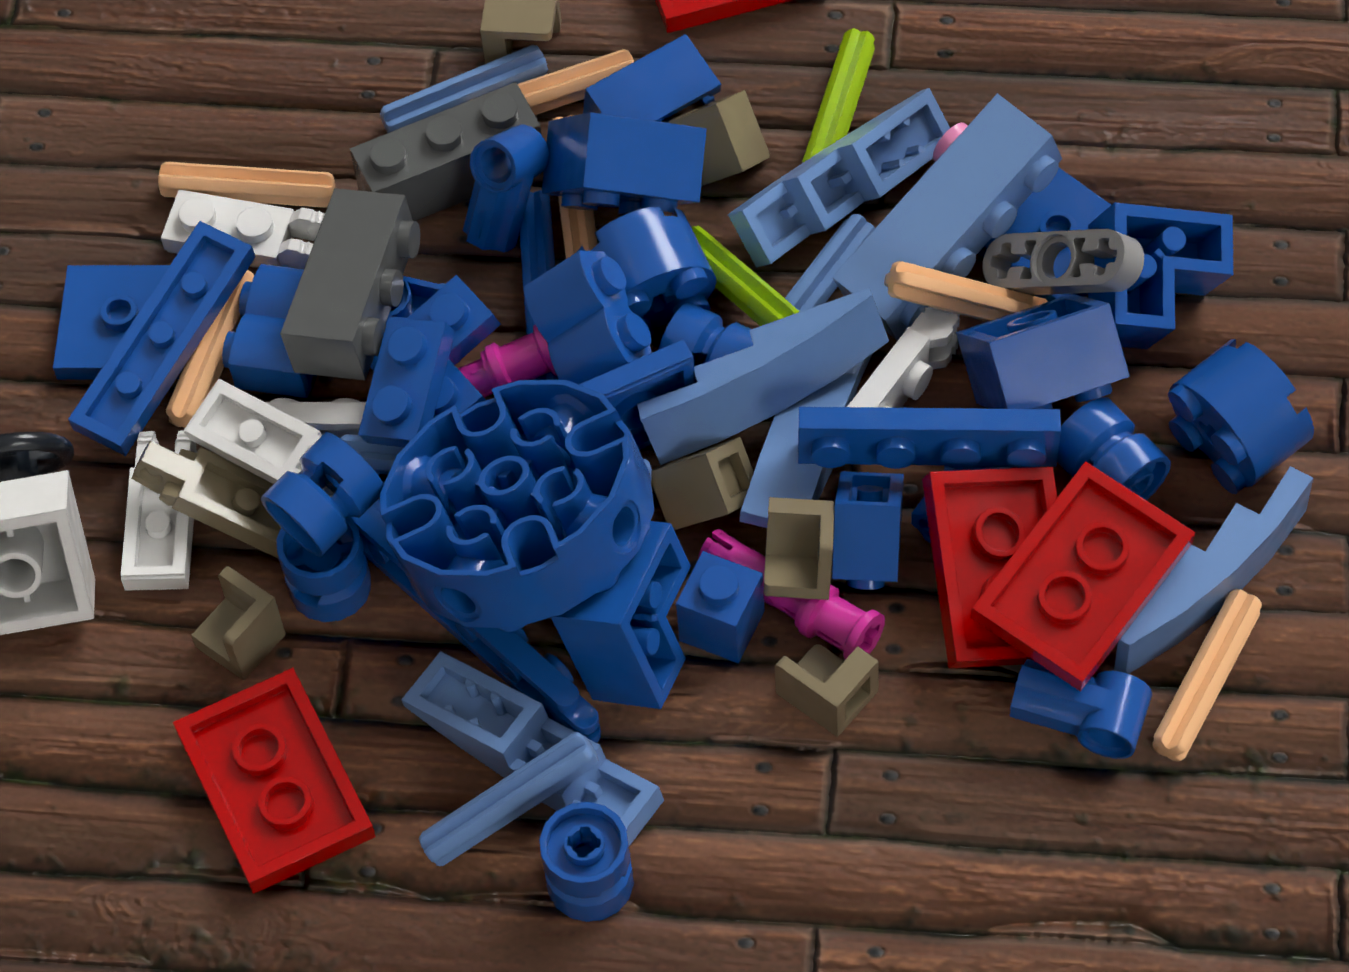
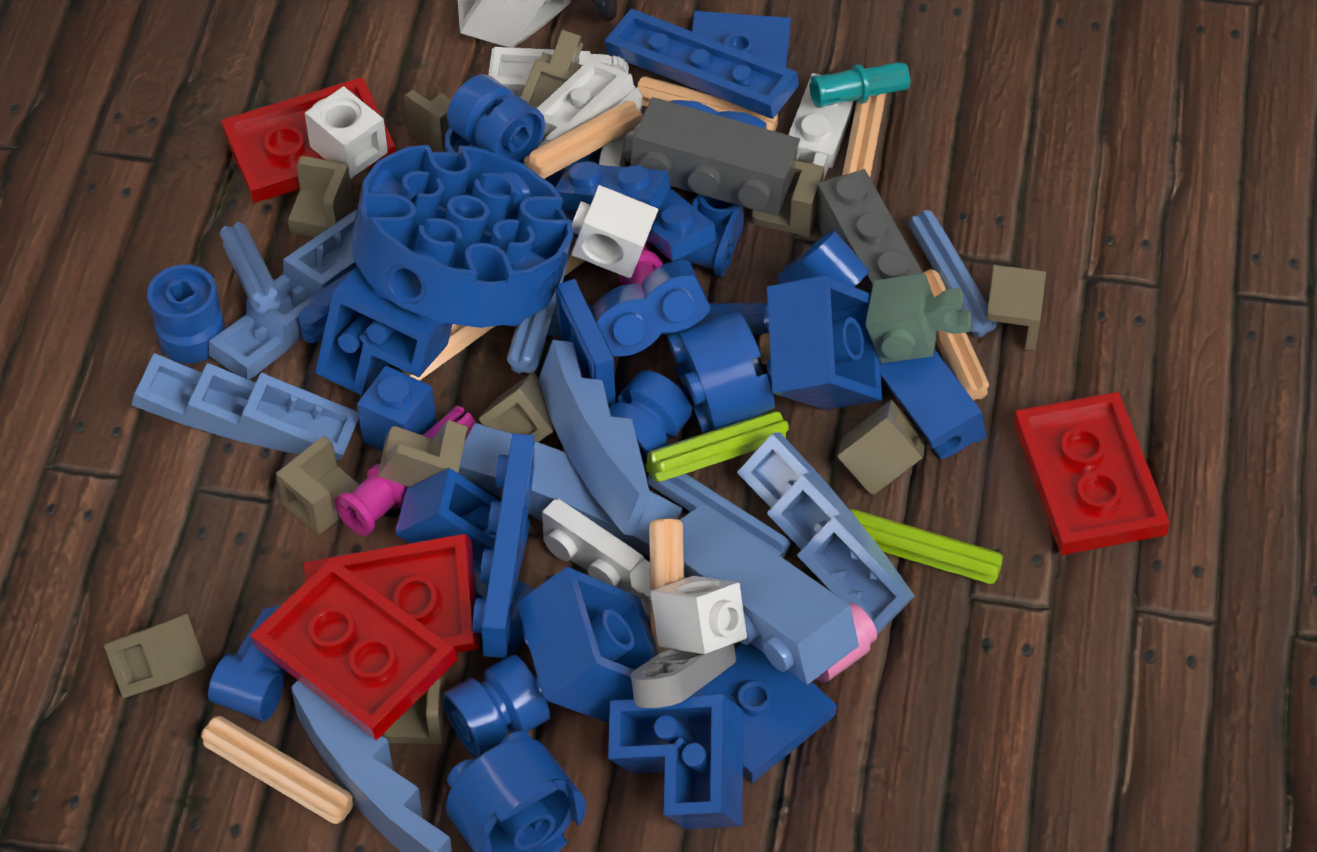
camera: 90 degrees right, 5 degrees down
(201, 174) = (858, 84): none -> teal axle
(294, 680) = (346, 131): none -> white brick
(364, 435) = (584, 139): none -> light nougat axle
(384, 742) = (323, 196): none -> dark tan panel
(489, 351) = (612, 230): none -> white brick
(580, 79) = (906, 317): none -> sand green brick
(714, 787) = (247, 411): none -> medium blue slope
(1004, 244) = (698, 614): none -> white brick
(1085, 818) = (154, 656): none -> dark tan panel

